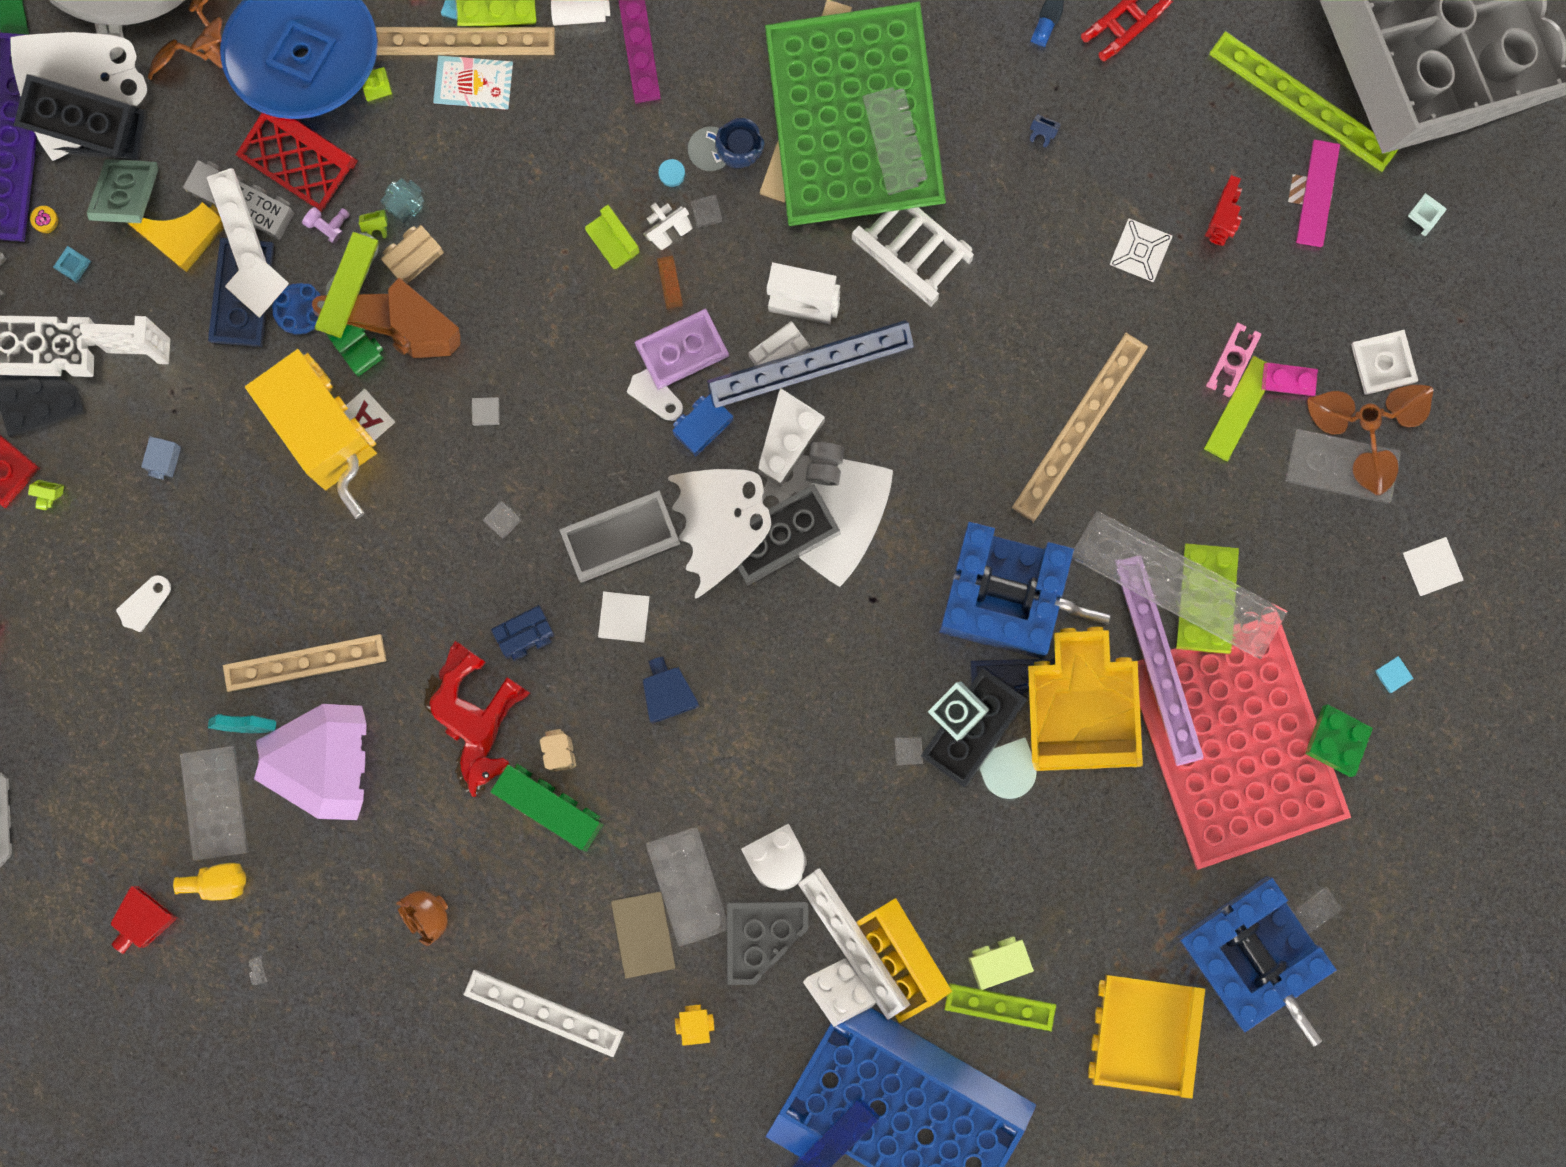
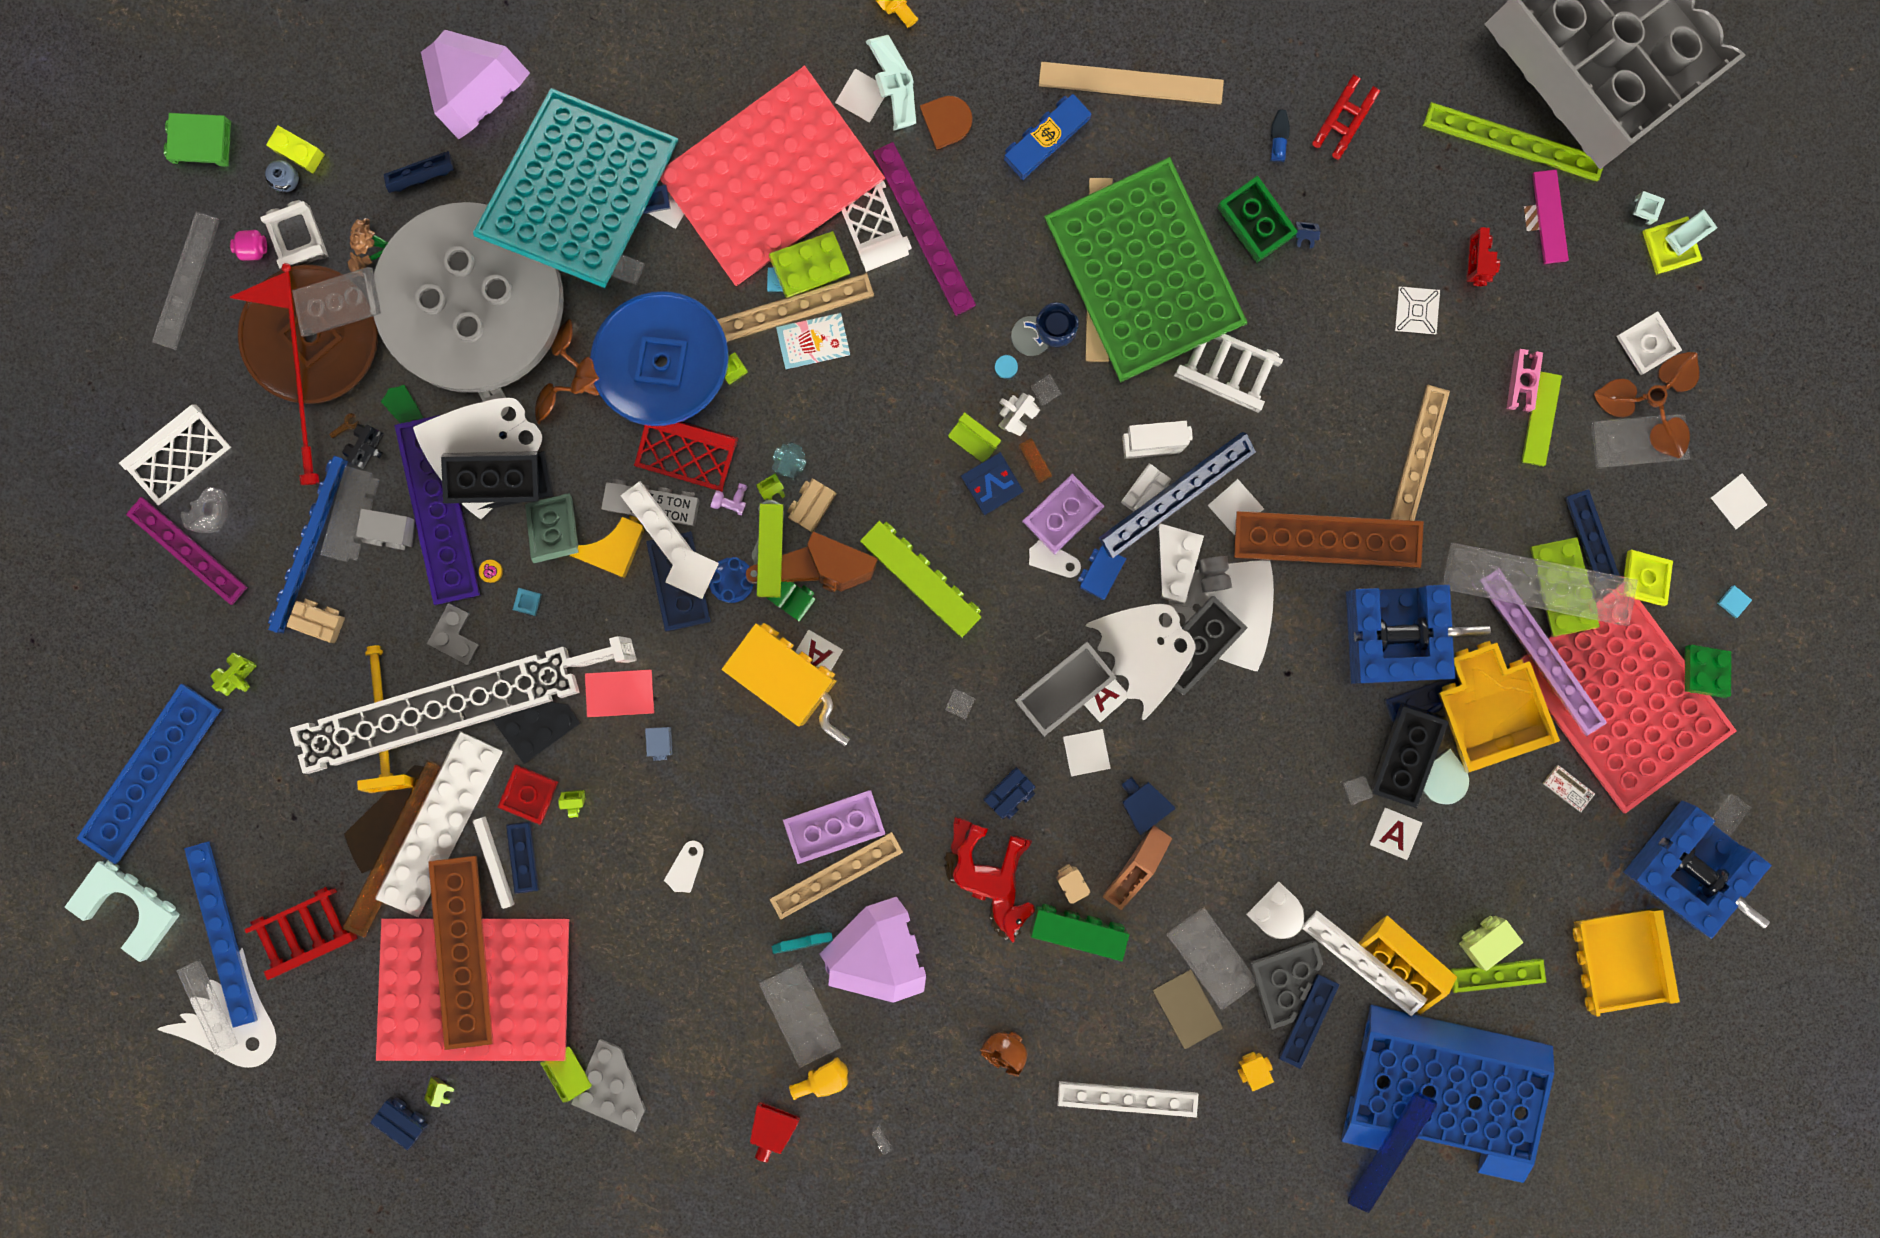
camera: 25 degrees left, 5 degrees up
(137, 393) = (619, 693): none -> coral sticker
(320, 609) = (834, 826): none -> lavender plate
(485, 411) = (916, 617): light grey tile -> none
(498, 362) = (920, 579): none -> lime brick
(614, 292) = (992, 483): none -> dark blue tile
(636, 757) = (1138, 868): none -> nougat arch
(663, 566) = (1106, 700): none -> white sticker
(772, 989) = (1308, 1021): none -> dark blue plate
(839, 992) = (1366, 1007): white plate -> none
(874, 401) = (1230, 501): none -> white sticker
(892, 146) = (1182, 279): clear windscreen -> none
(936, 813) = (1396, 833): none -> white sticker
(958, 710) = (1396, 749): light aqua head -> none
(962, 465) = (1328, 539): none -> dark orange plate
(993, 97) = (1257, 219): none -> green brick
(1144, 823) = (1568, 788): none -> tile
(1256, 547) = (1591, 533): none -> dark blue plate
(1289, 379) = (1575, 382): dark pink plate -> none
(1306, 616) = (1652, 576): none -> neon yellow tile
(1443, 265) = (1660, 251): none -> neon yellow tile
(1466, 256) = (1691, 232): none -> light aqua tile

